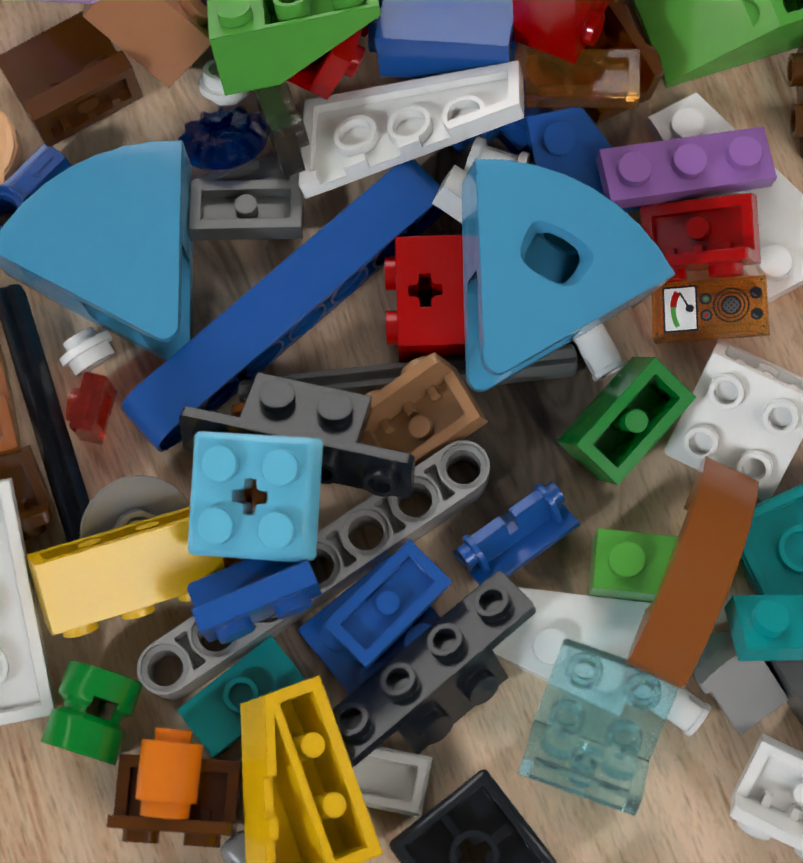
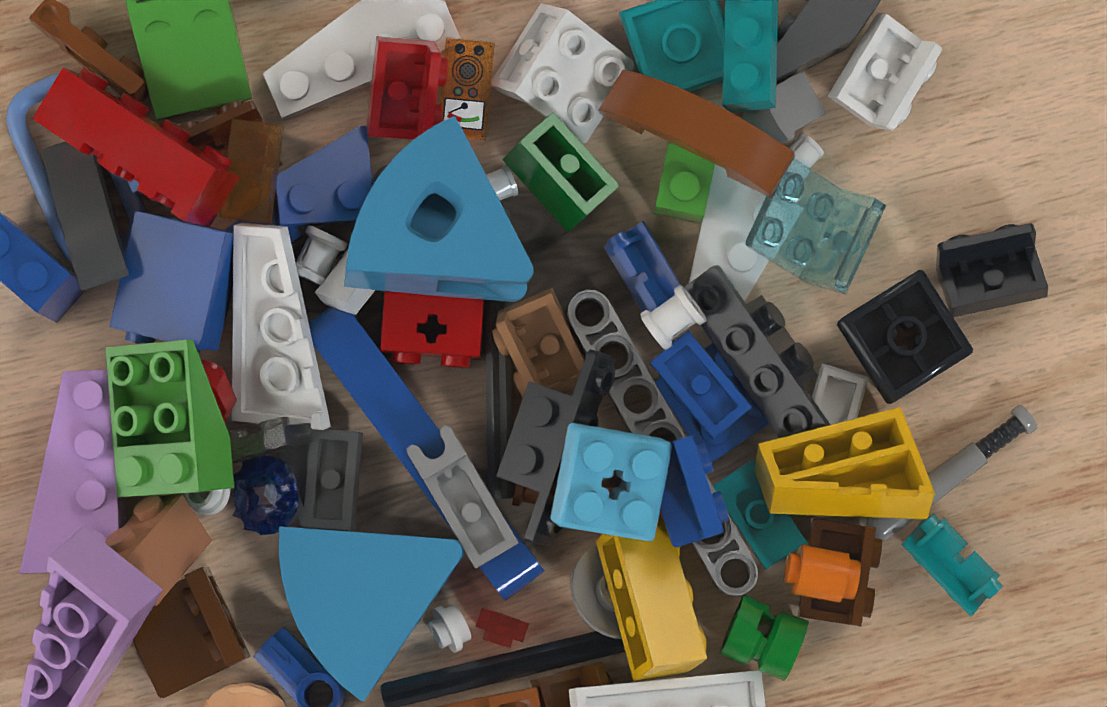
camera: 90 degrees left, 10 degrees up
(230, 338) = (464, 500): none -> light grey plate
(464, 558) = (673, 317): none -> white bush
(686, 167) = (341, 92): medium lavender plate -> none

